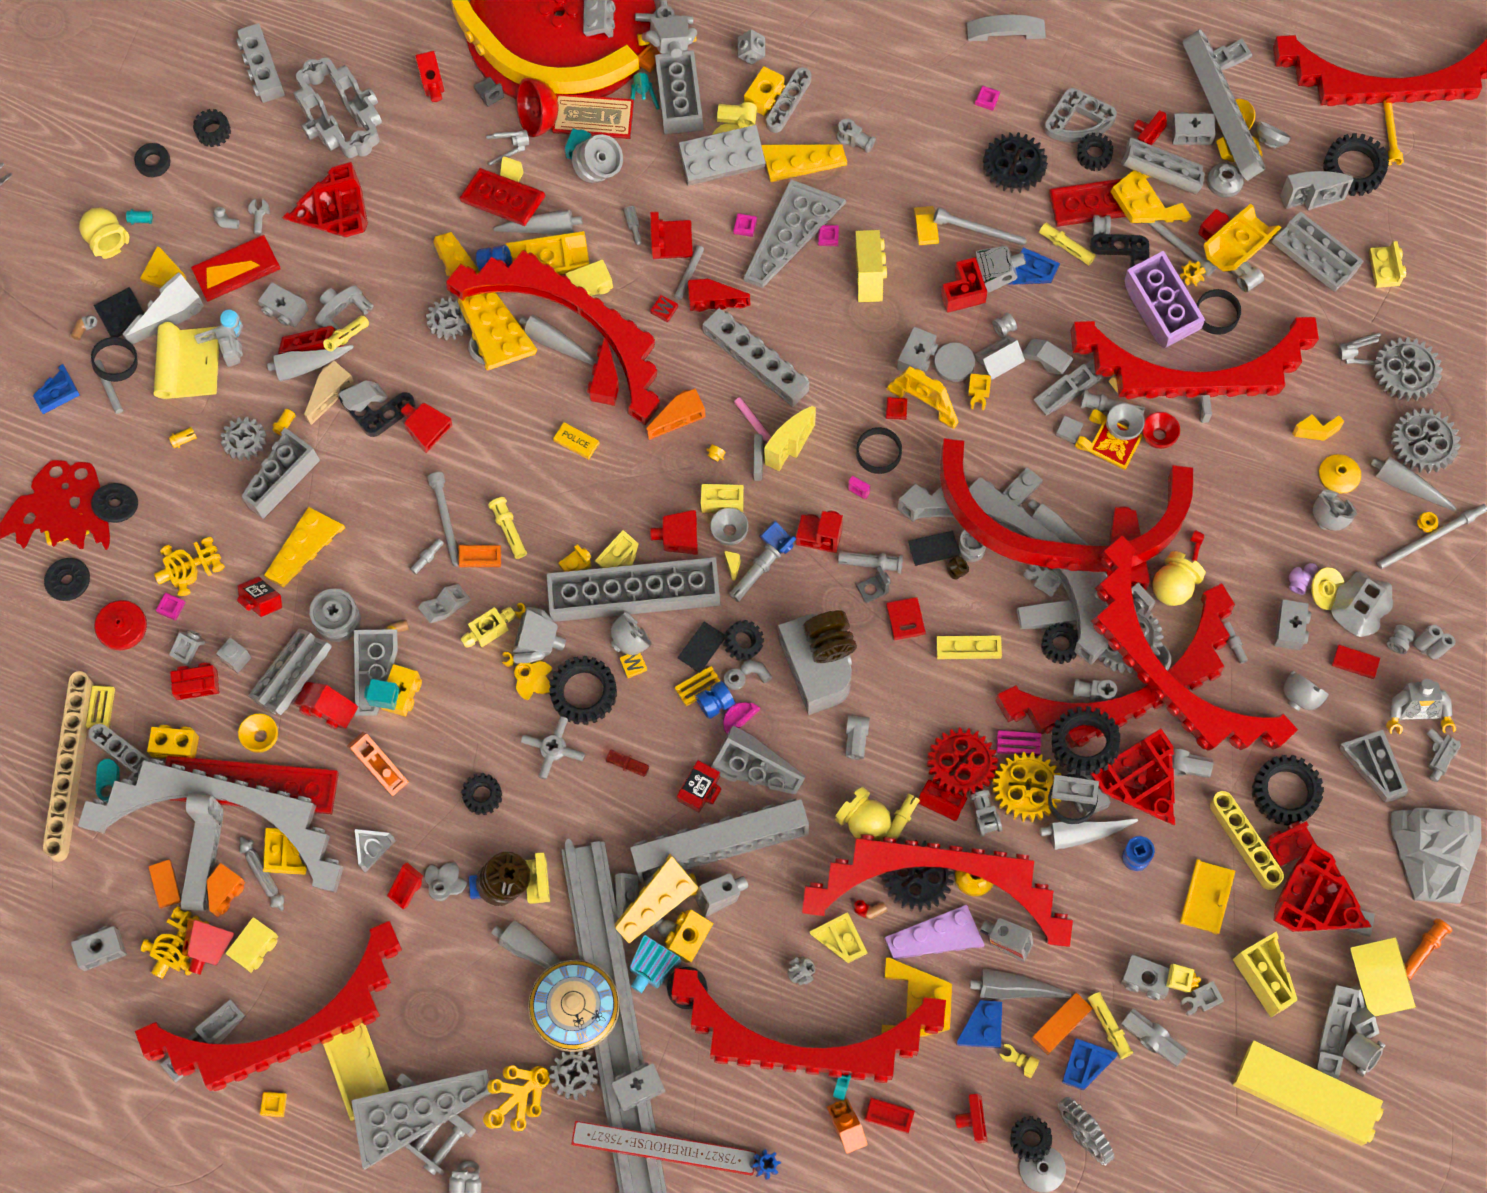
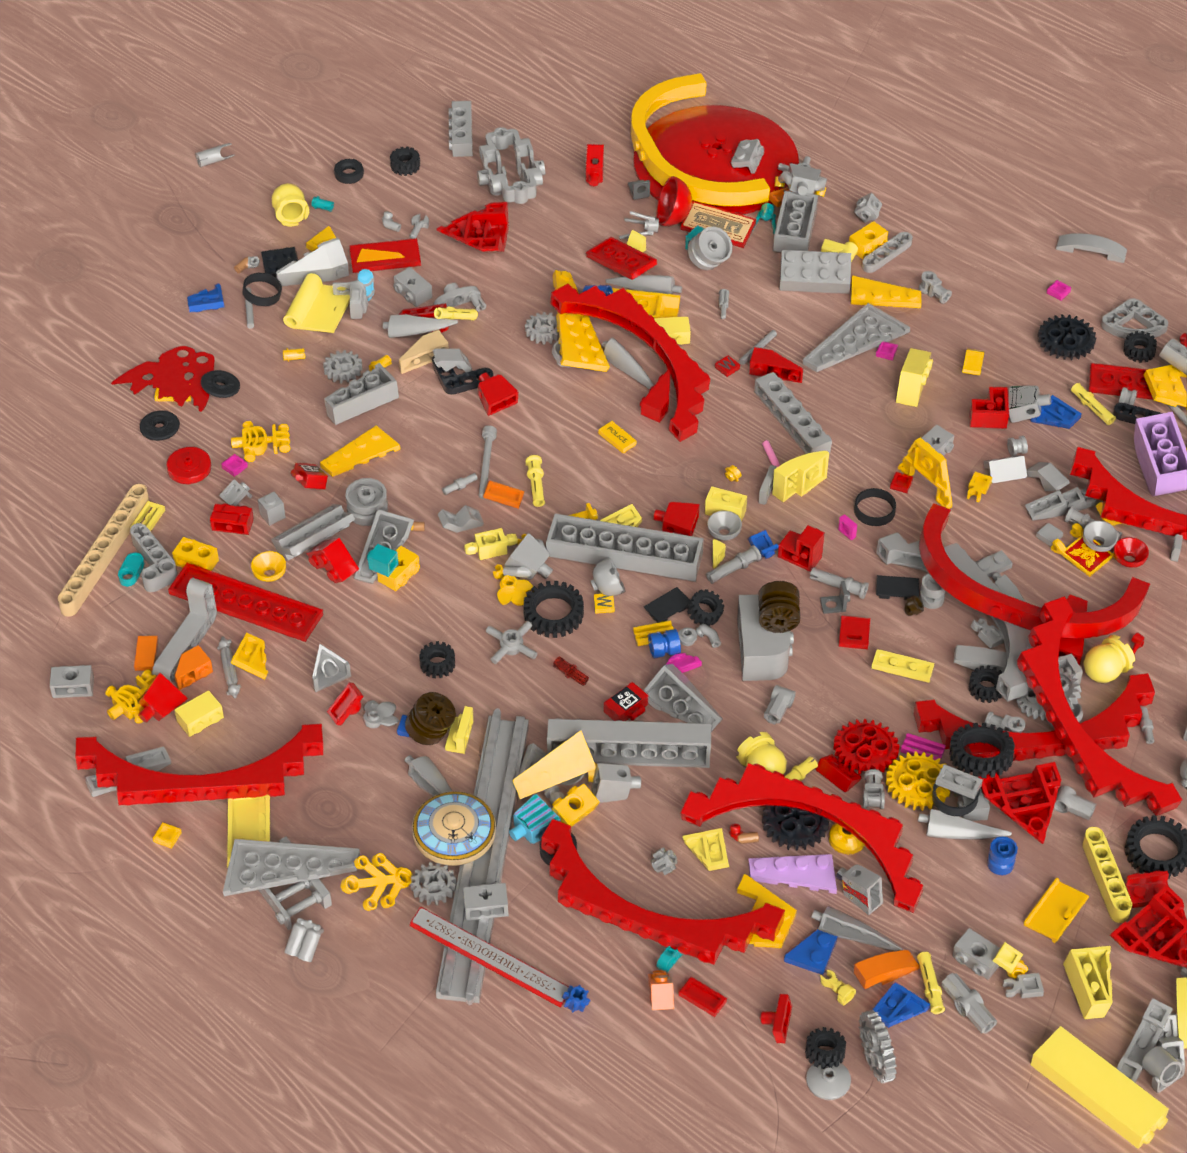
camera: 15 degrees right, 20 degrees down
(164, 783) = (174, 573): light grey arch -> none
(377, 763) = (358, 613): orange slope -> none
(670, 238) = (750, 319): red bracket -> none
(679, 412) = (709, 438): orange slope -> none
(745, 225) = (818, 326): dark pink tile -> none
(942, 216) = (989, 354): light grey piece -> none
(954, 362) = (964, 462): light grey tile -> none

